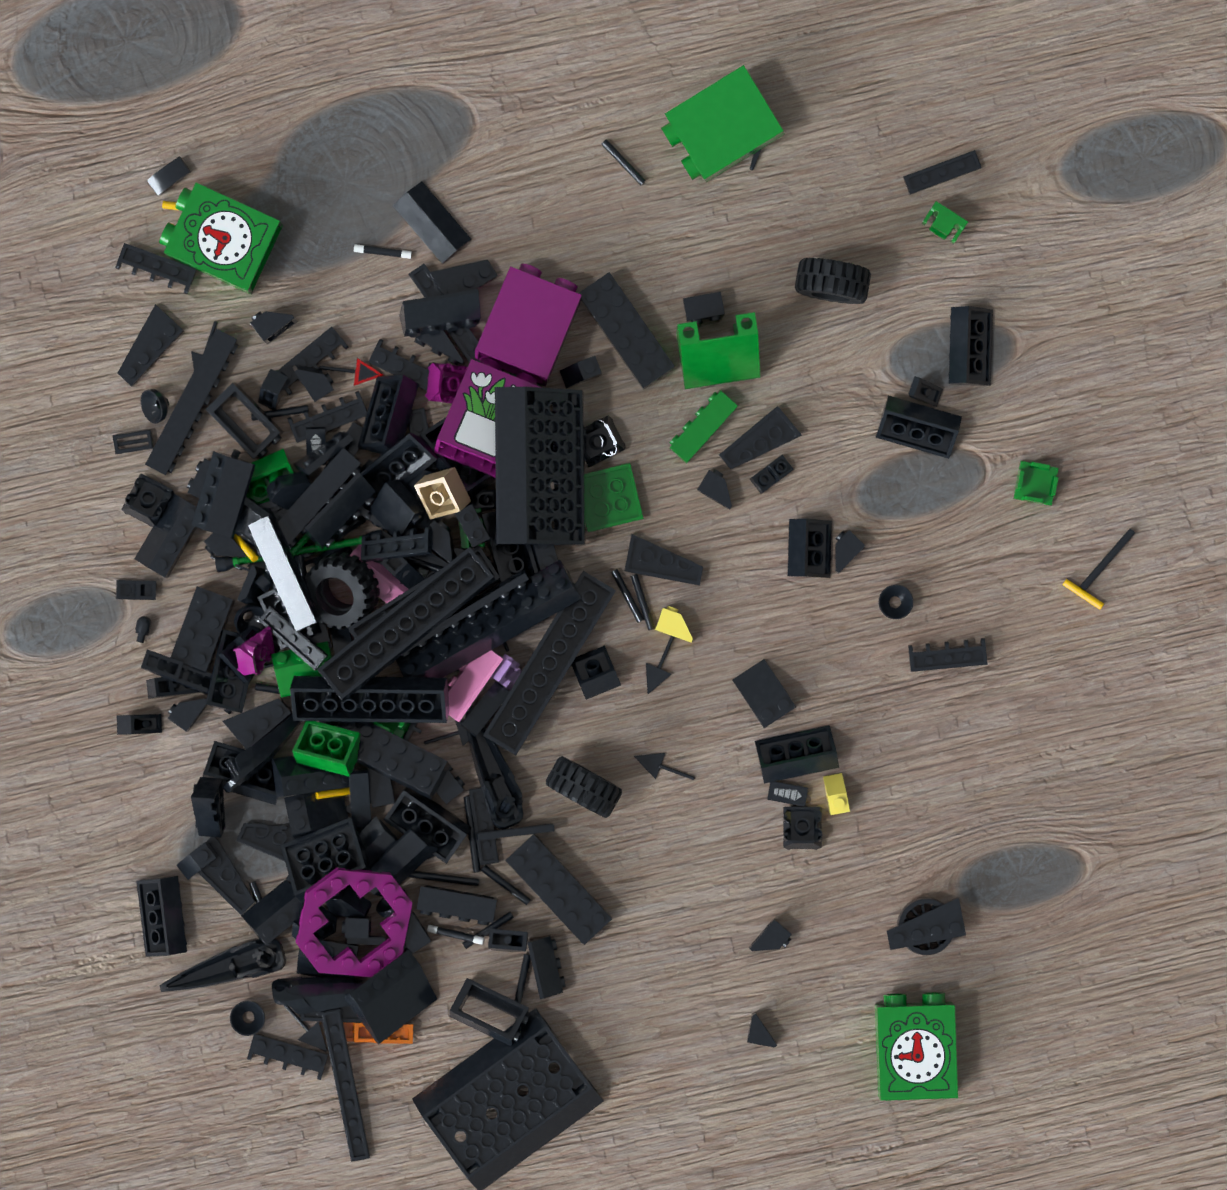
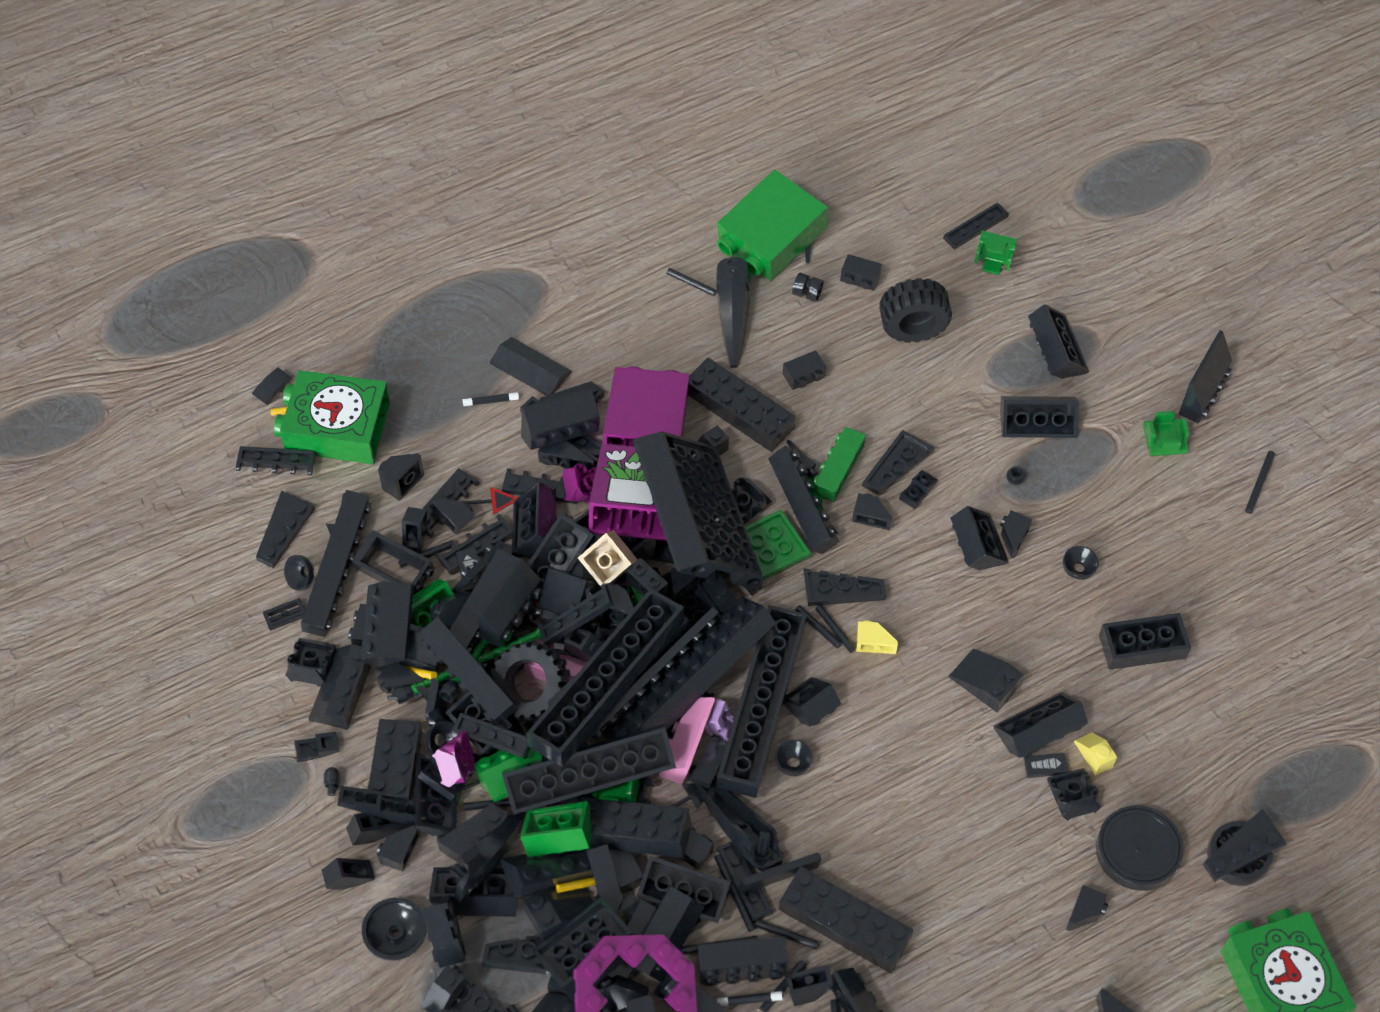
camera: 20 degrees left, 30 degrees down
(154, 794) = (389, 917): none -> black dish
(550, 726) = (794, 749): none -> black piece
(583, 787) = (838, 799): black tyre -> none
(653, 763) = (899, 774): black piece -> none
(654, 459) = (804, 500): none -> black brick
(656, 675) = (872, 691): black piece -> none
(658, 203) = (733, 304): none -> black piece
(671, 415) = (807, 462): none -> black piece
(720, 358) = (832, 386): green windscreen -> none
(739, 207) = (803, 283): none -> black wheel
(800, 203) = (860, 272): none -> black brick
(839, 896) = (1139, 848): none -> black brick
(867, 491) = (1015, 471): none -> black plate
(925, 391) = (1031, 385): black slope -> none
(929, 712) = (1144, 641): none -> black brick
(948, 657) = (1150, 599): black hinge -> none
(1083, 594) = (1252, 516): yellow piece -> none
(1098, 439) = (1207, 380): none -> black slope

